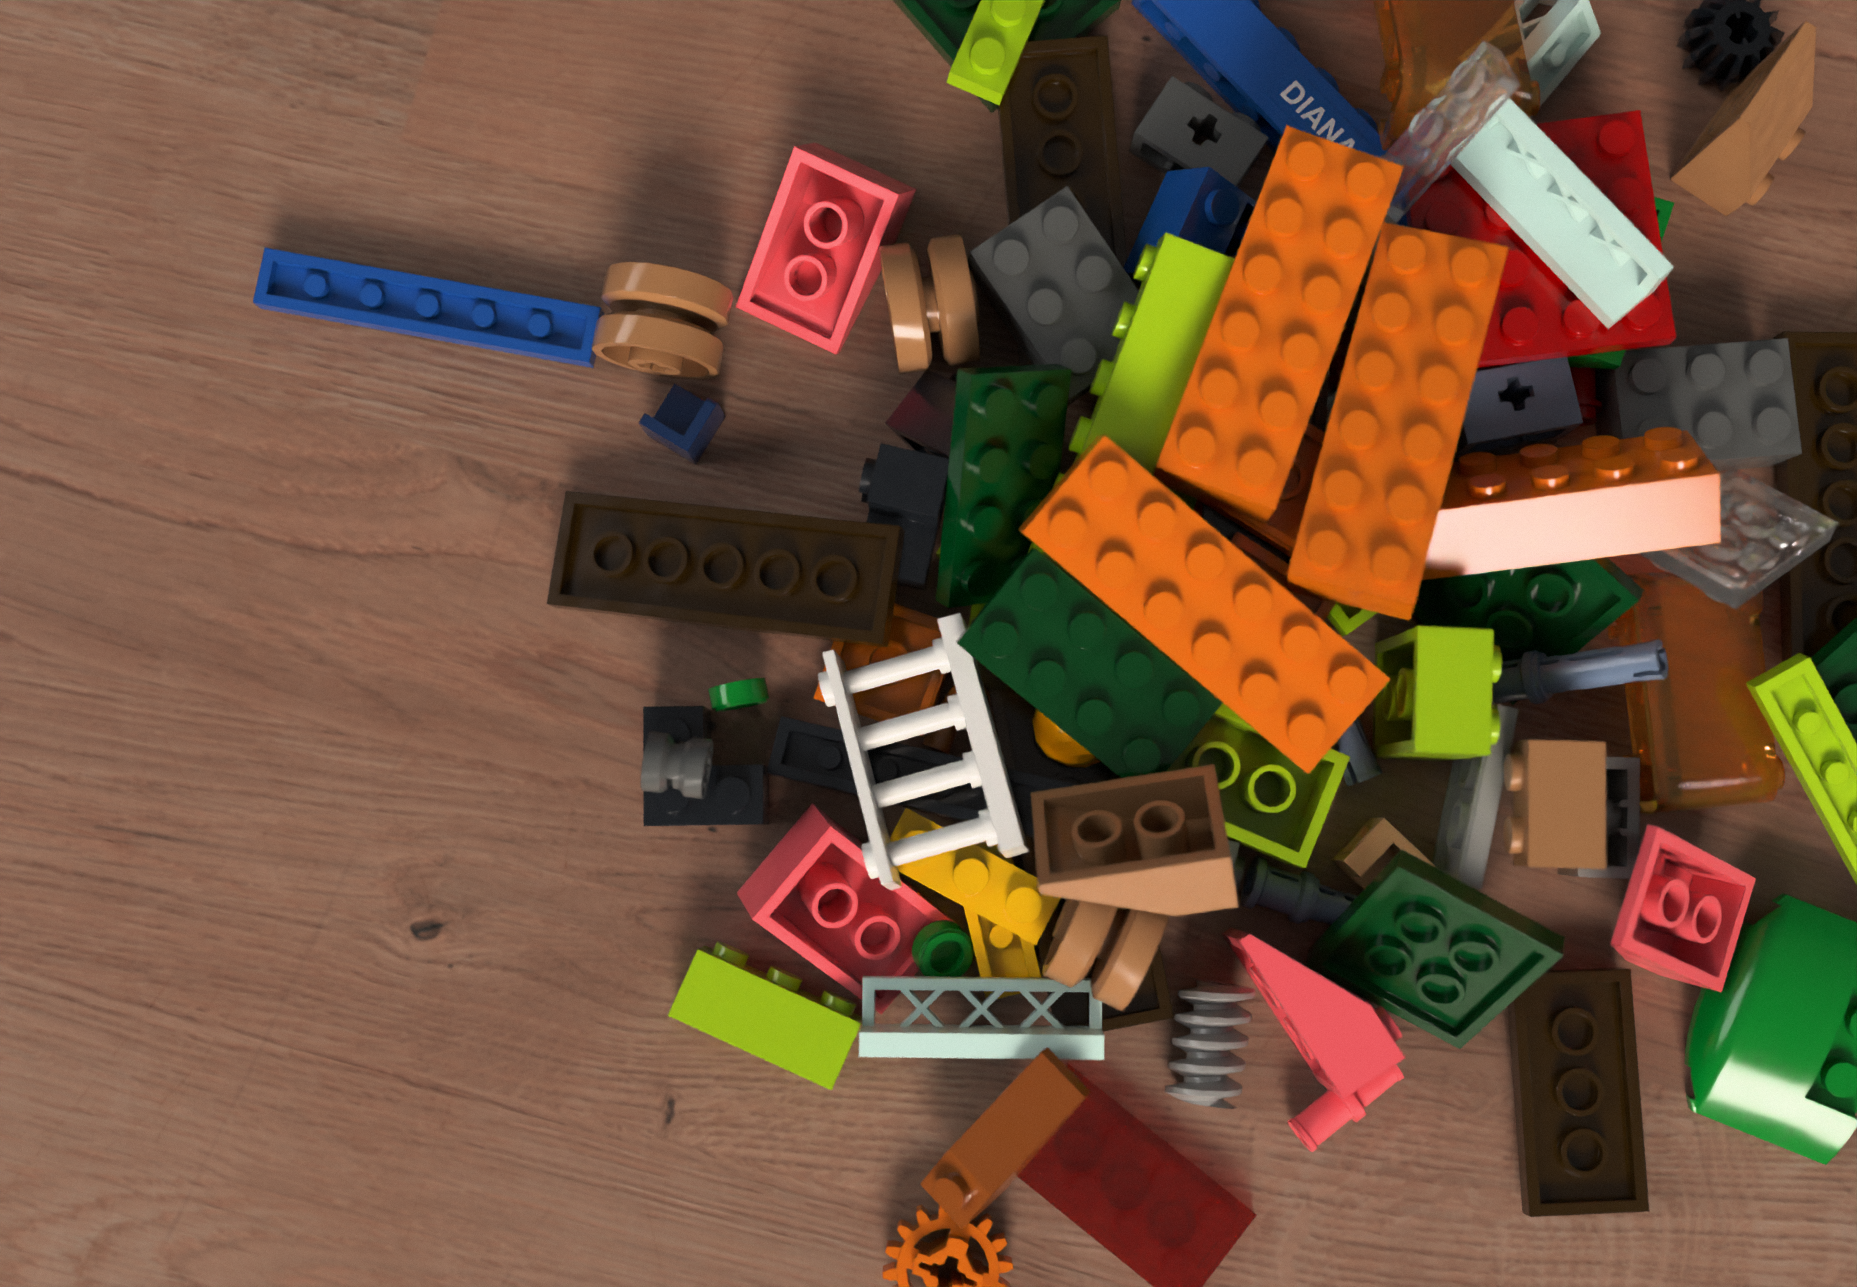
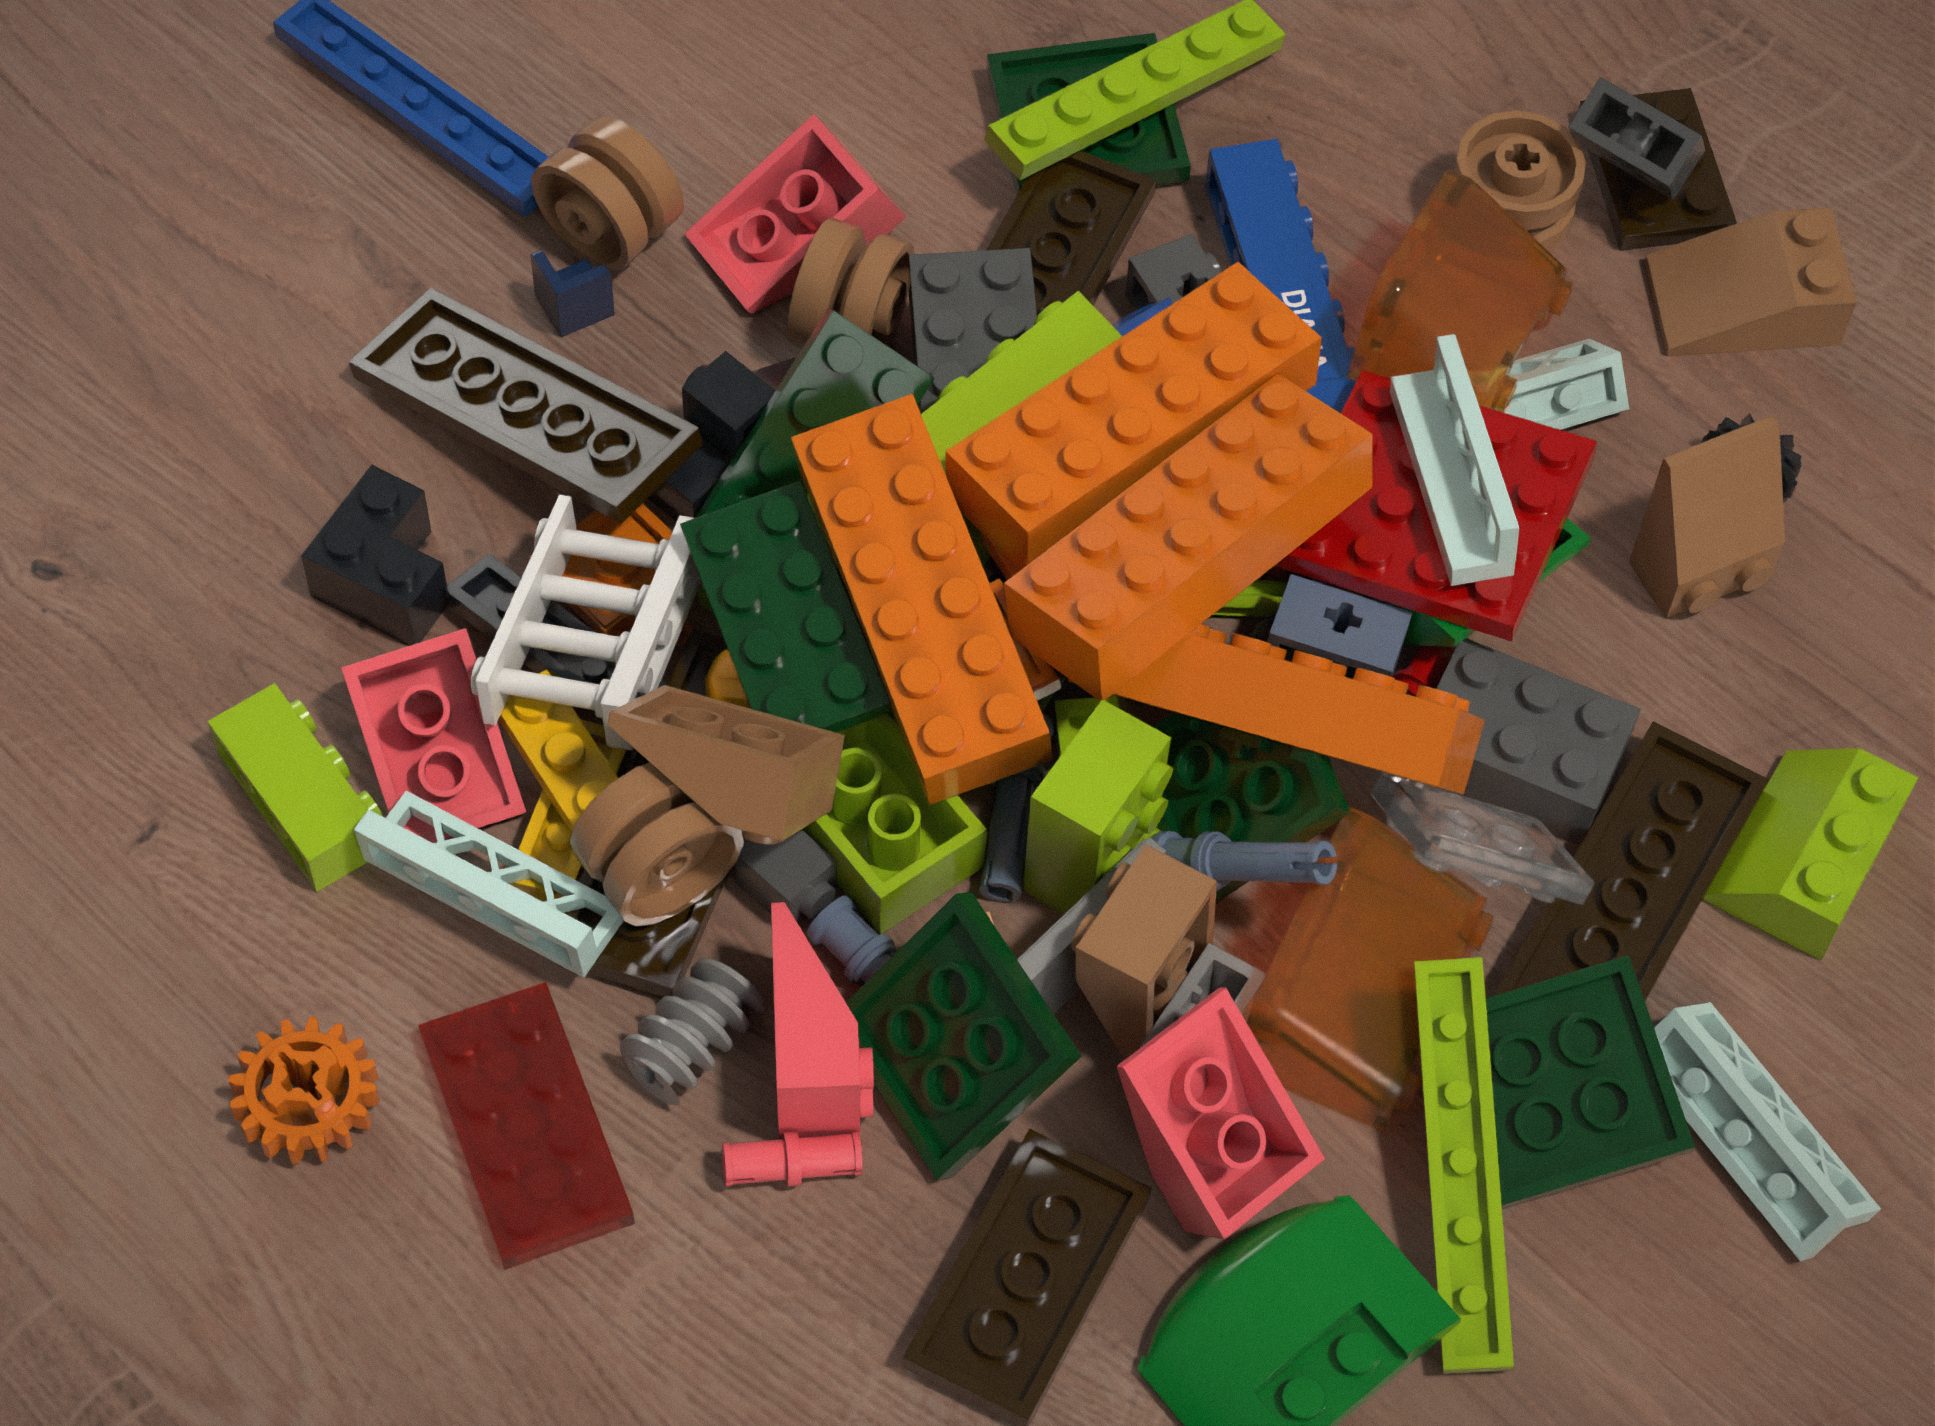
camera: 25 degrees right, 25 degrees down
(677, 765) = (360, 498): dark grey wheel -> none
(738, 694) = (464, 518): green tile -> none
(942, 950) = (499, 816): green tile -> none
(1005, 1138) = (431, 980): dark orange slope -> none
(1449, 123) = (1387, 349): clear plate -> none

